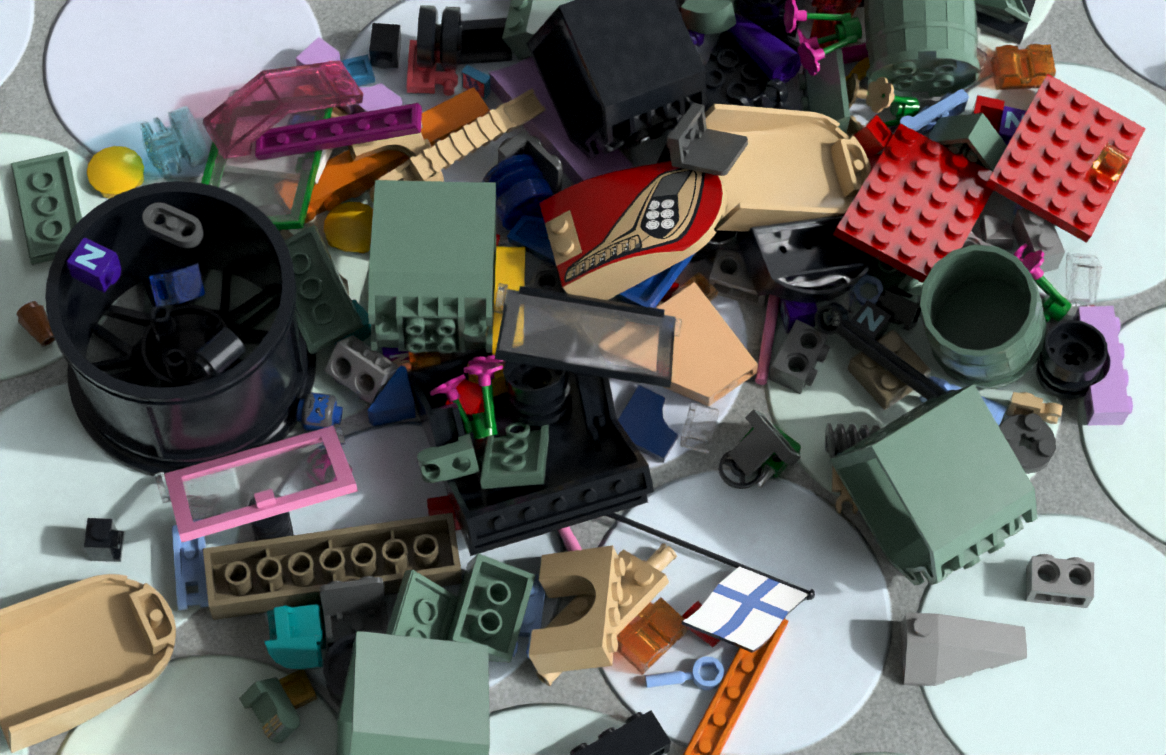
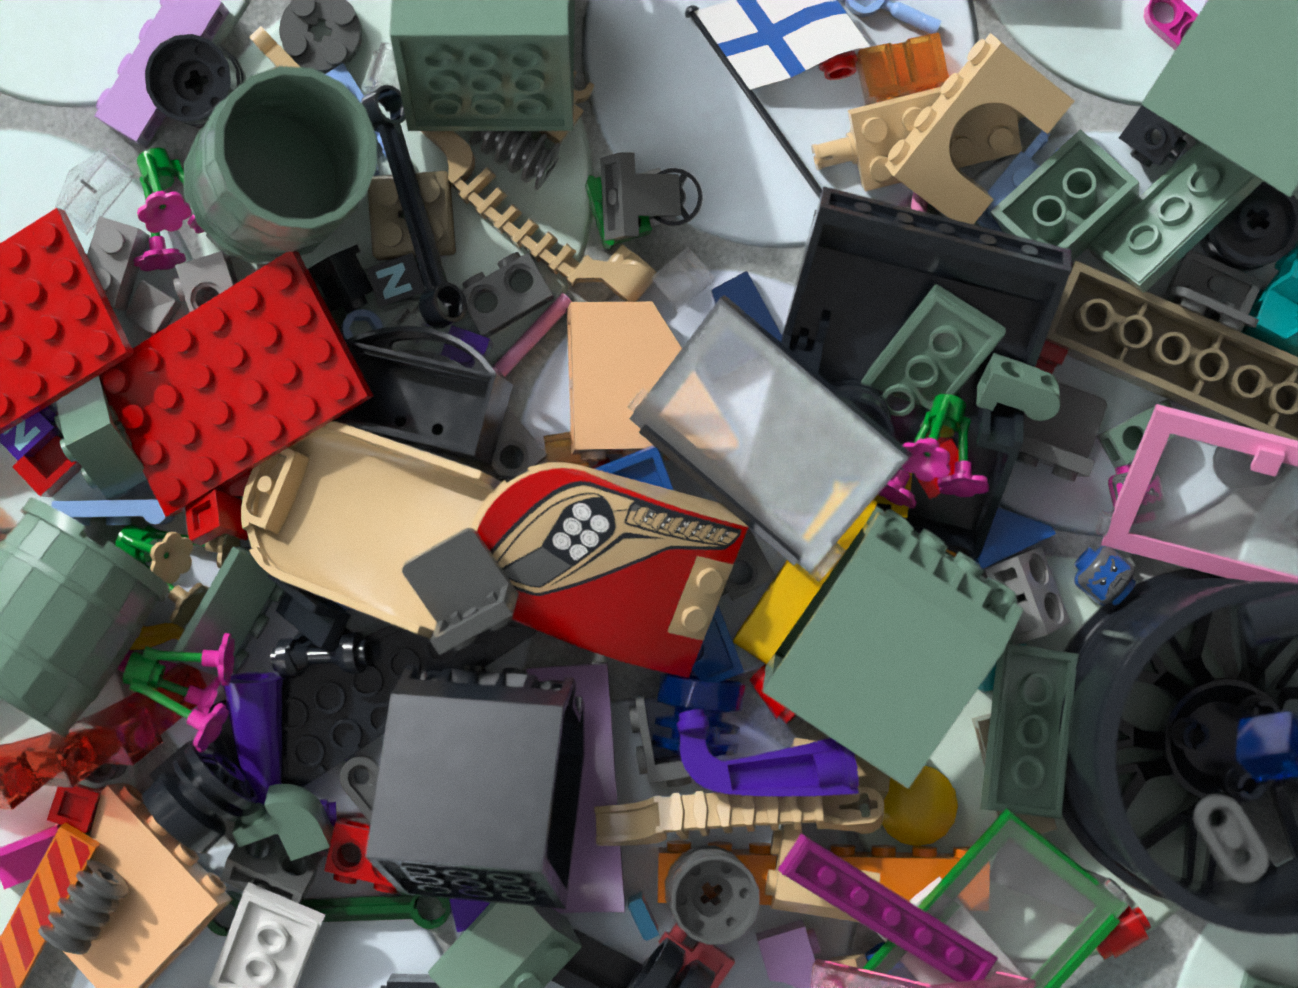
camera: 145 degrees left, 25 degrees up
(349, 508) = (1124, 439): none -> sand green leg
(399, 478) = (1066, 437): none -> dark grey bracket
(447, 94) = (726, 914): none -> dark grey wheel
(460, 160) = (801, 770): none -> dark purple animal
(735, 406) = (623, 272): none -> tan piece

